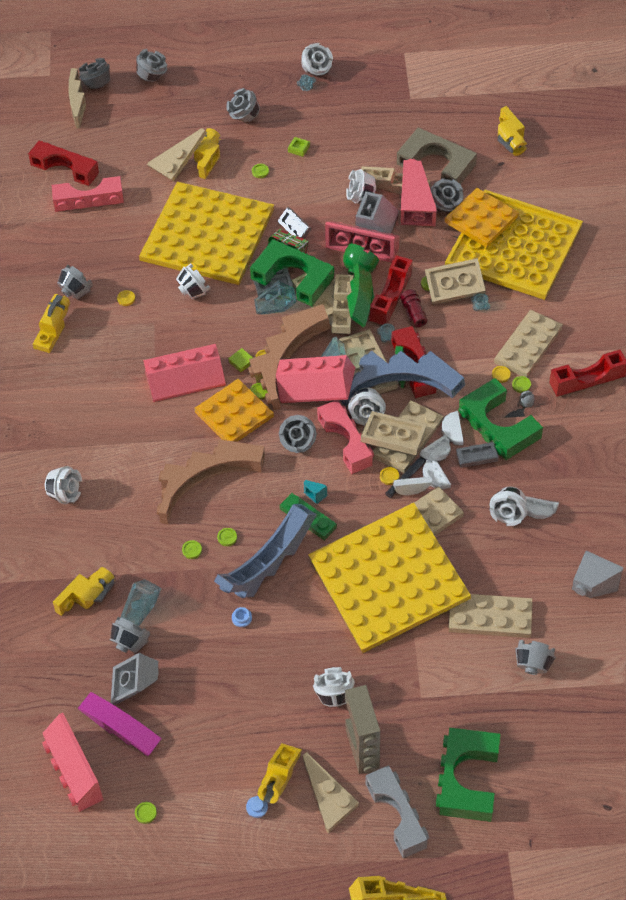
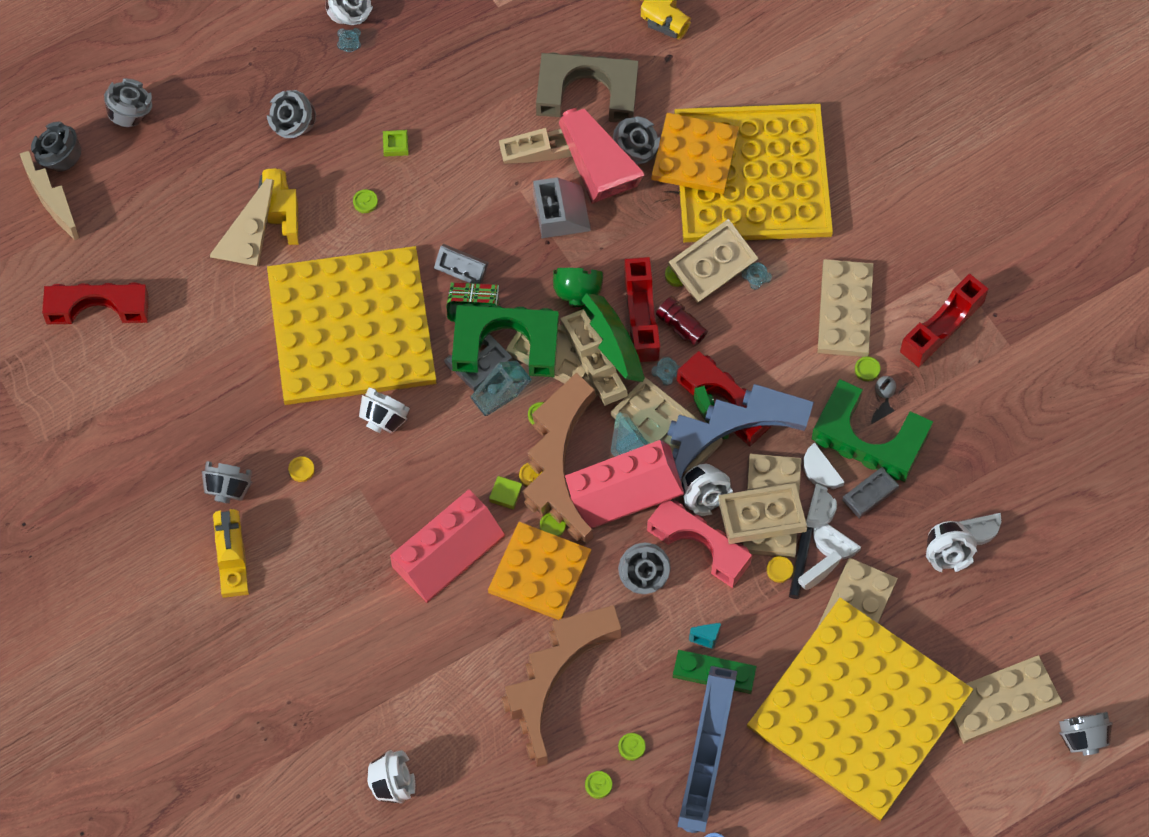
camera: 30 degrees left, 10 degrees up
(69, 198) = (134, 355): coral arch -> none
(359, 184) = (516, 173): white cone -> none
(381, 244) = (566, 250): coral slope -> none
(501, 373) = (835, 365): yellow piece -> none
(596, 576) = (1098, 593): light grey slope -> none

